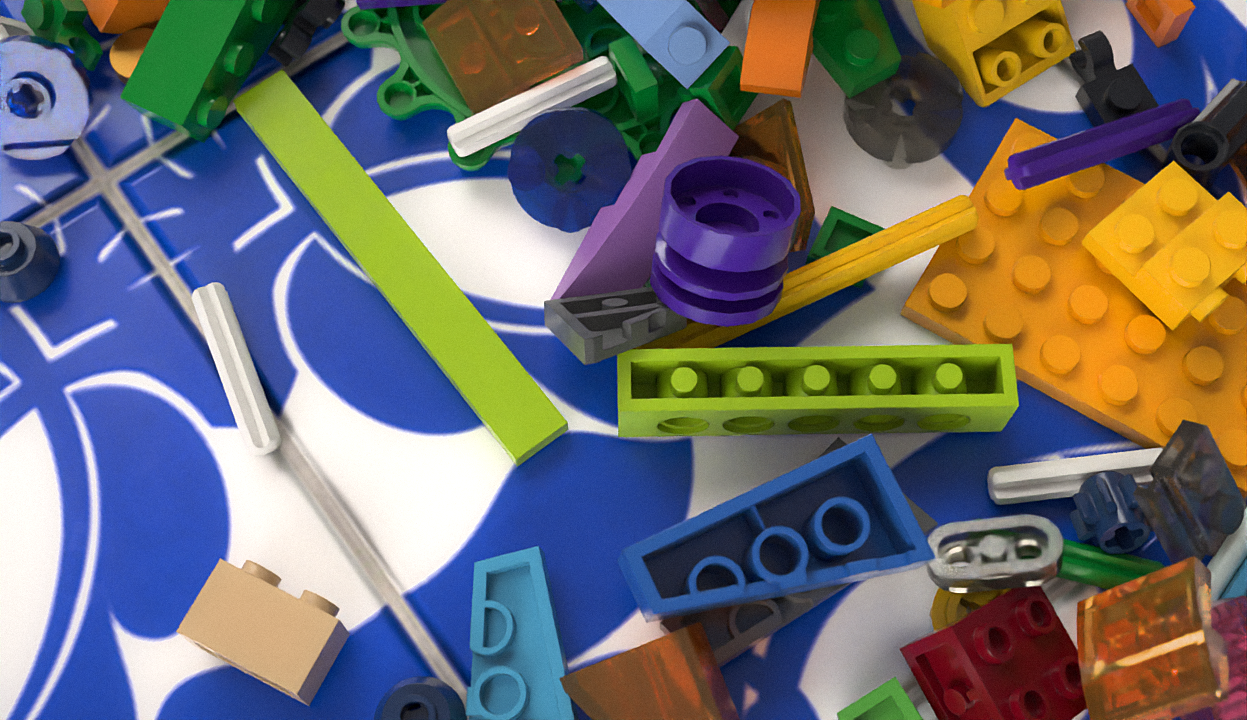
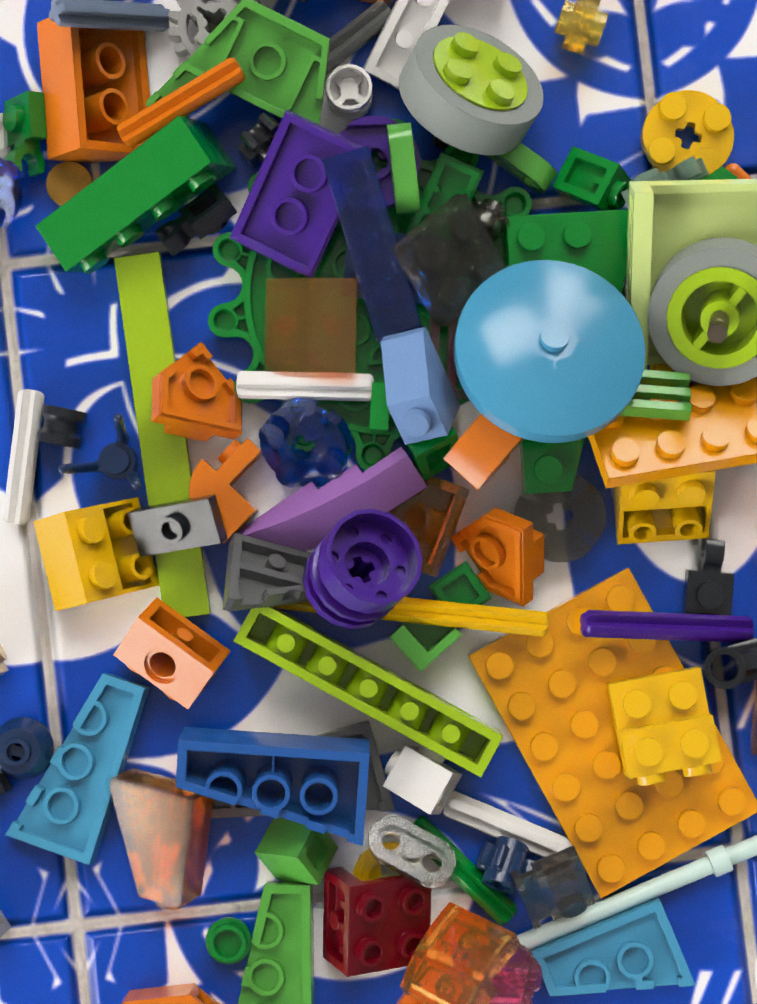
camera: 30 degrees right, 20 degrees up
(265, 304) = (61, 426): none -> black wheel
(354, 305) = (115, 459): none -> dark blue plant
(384, 425) = (93, 554): none -> yellow slope
(414, 194) = (196, 399): none -> orange plate
(470, 326) = (177, 525): none -> plate
(498, 280) = (208, 481): none -> orange brick
(583, 469) = (171, 653): none -> orange brick
(839, 317) = (423, 642): none -> bright green panel
(849, 646) = (296, 852): none -> bright green panel
(870, 163) = (505, 553): none -> orange plate
(945, 463) = (421, 778): none -> white brick

